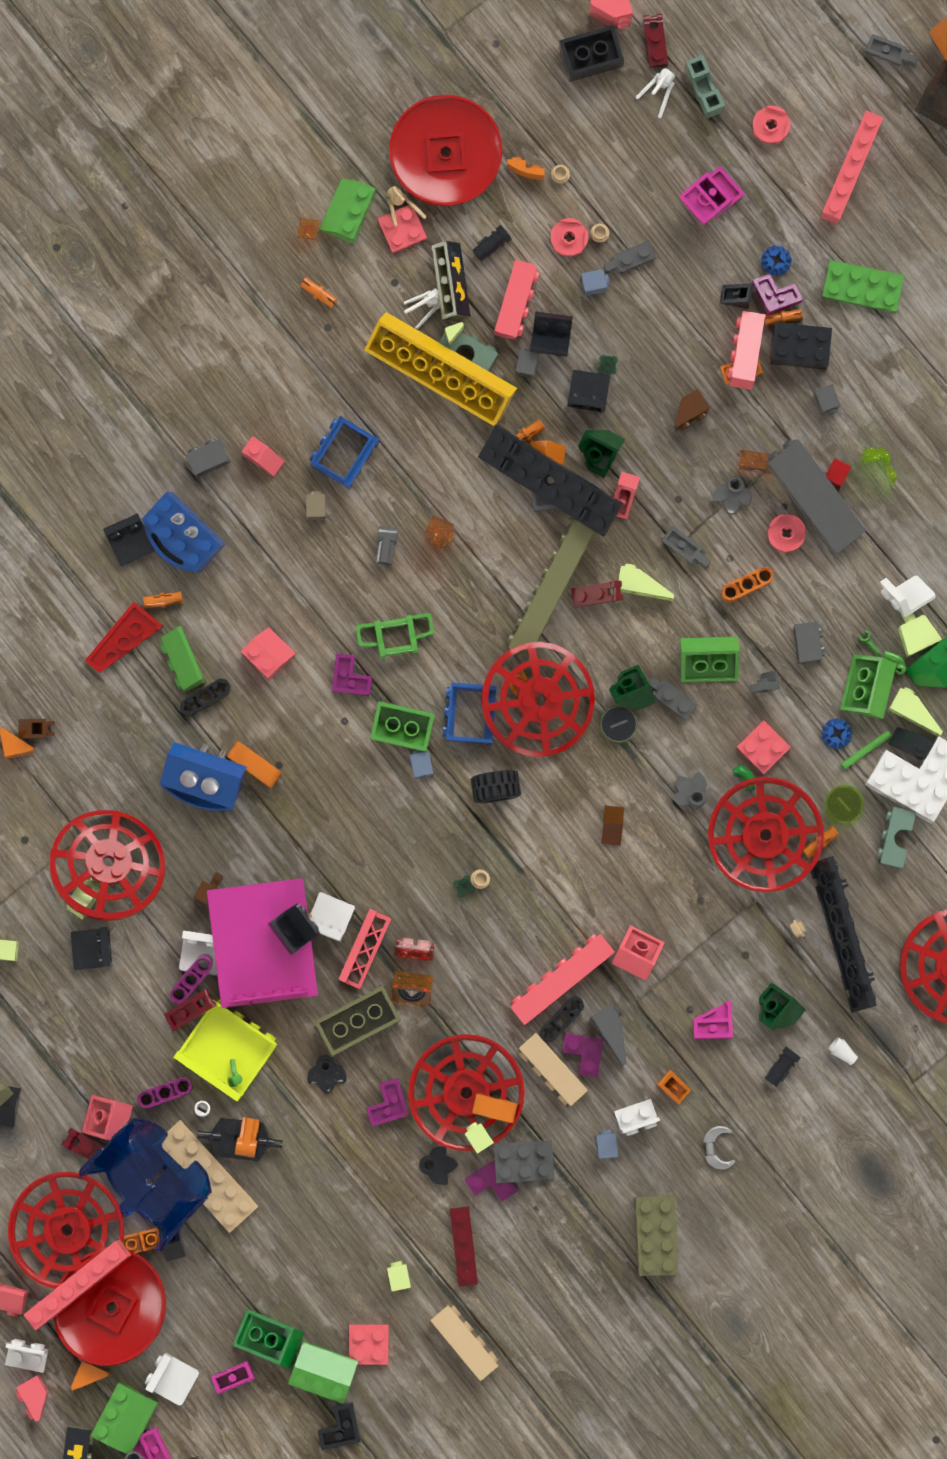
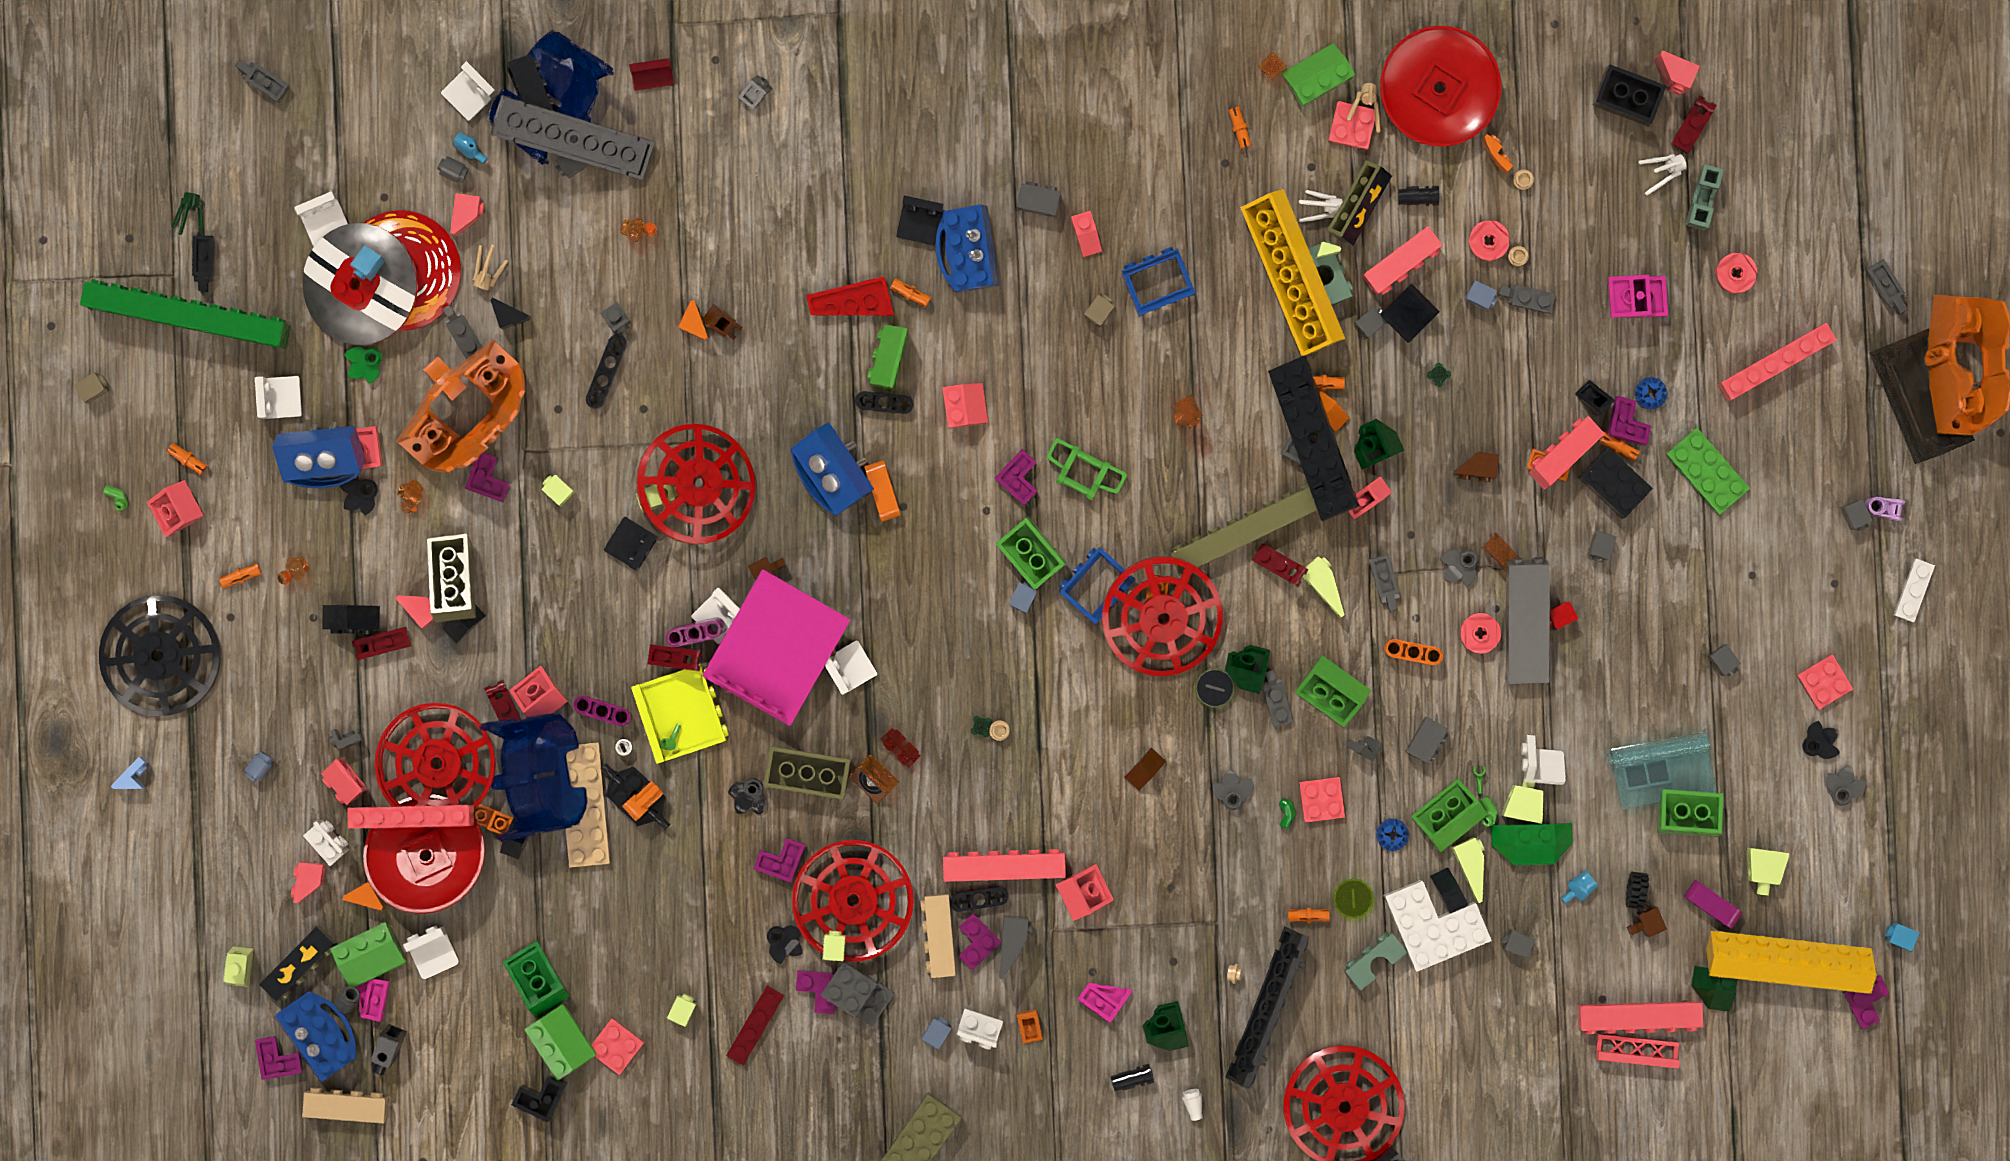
camera: 30 degrees right, 5 degrees up
(233, 1377) = (483, 989): dark pink brick -> none
(294, 928) = (811, 657): black bracket -> none
(356, 950) = (855, 709): coral fence -> none
(386, 542) = (1136, 385): dark grey piece -> none
(464, 1342) = (695, 1105): tan brick -> none
(494, 1108) = (866, 932): orange slope -> none
(495, 786) = (1070, 663): black tyre -> none
(588, 391) = (1405, 385): black bracket -> none
(712, 1159) = (1027, 1090): light grey piece -> none
(766, 821) = (1267, 889): red dish -> none
(865, 750) = (1406, 867): bright green bar -> none
(871, 454) = (1604, 621): clear neon green bracket -> none

